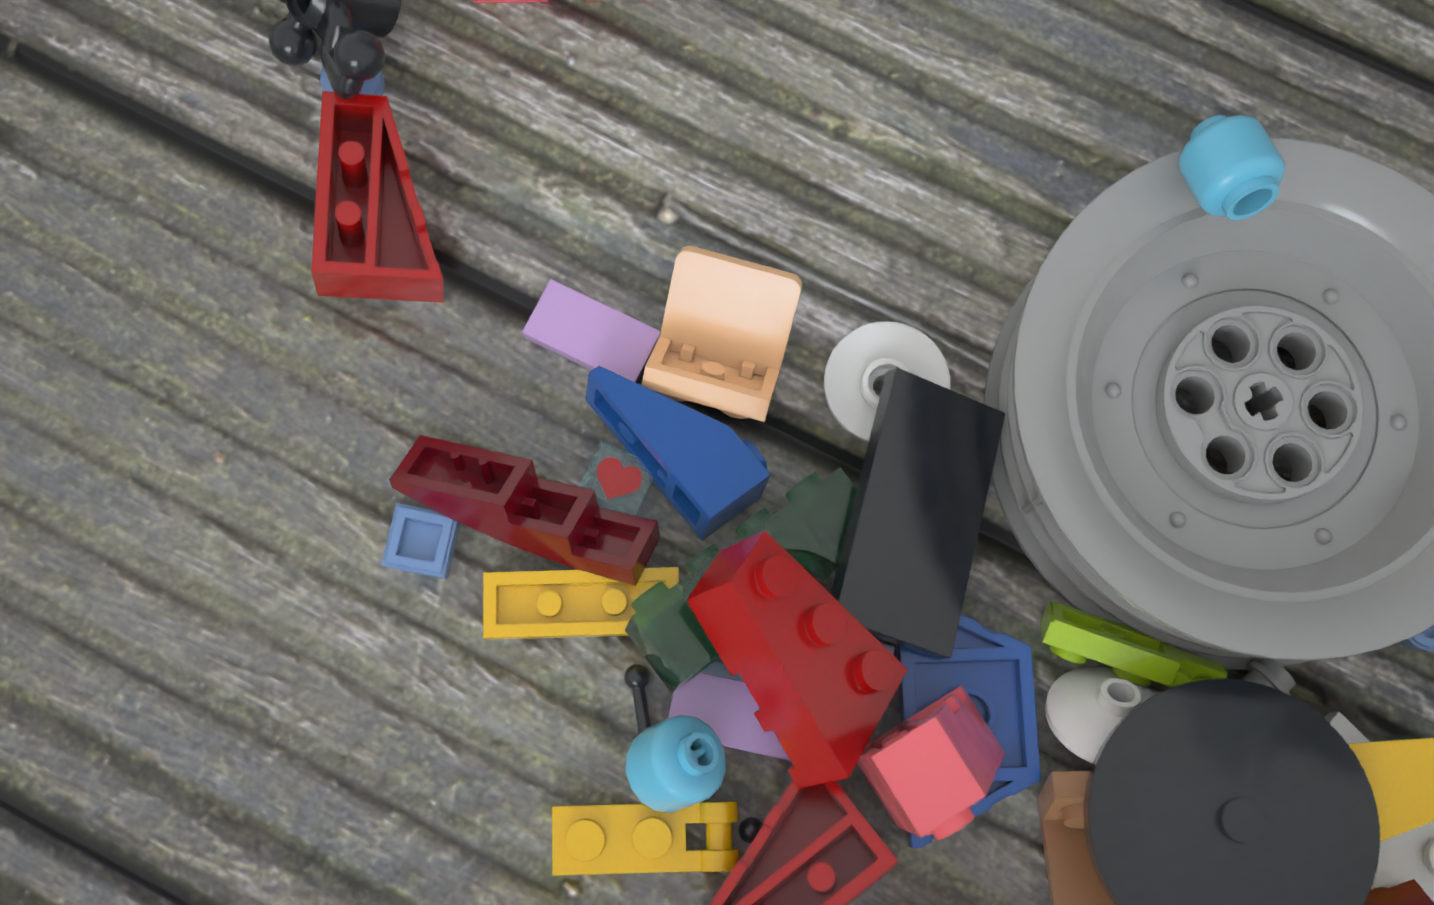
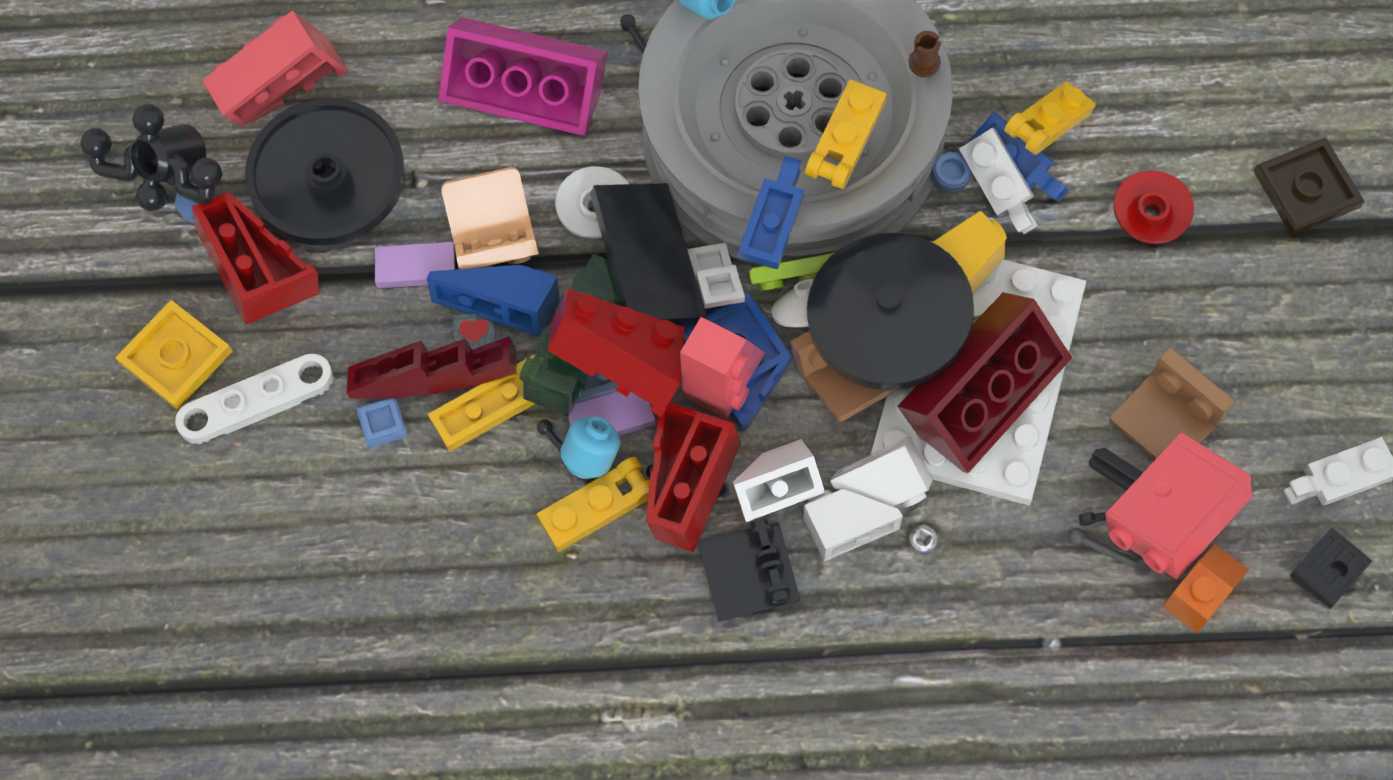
camera: 25 degrees left, 10 degrees down
(199, 287) = (174, 354): none -> yellow plate
(271, 409) = (254, 398): none -> white plate
(540, 134) = (325, 171): none -> black dish
(889, 135) = (521, 75): none -> dark pink slope
(997, 597) = (716, 275): none -> white slope
(1079, 135) = (628, 24): none -> black hinge
(1137, 595) = (773, 217): none -> blue plate
(1323, 517) = (846, 133): none -> yellow plate

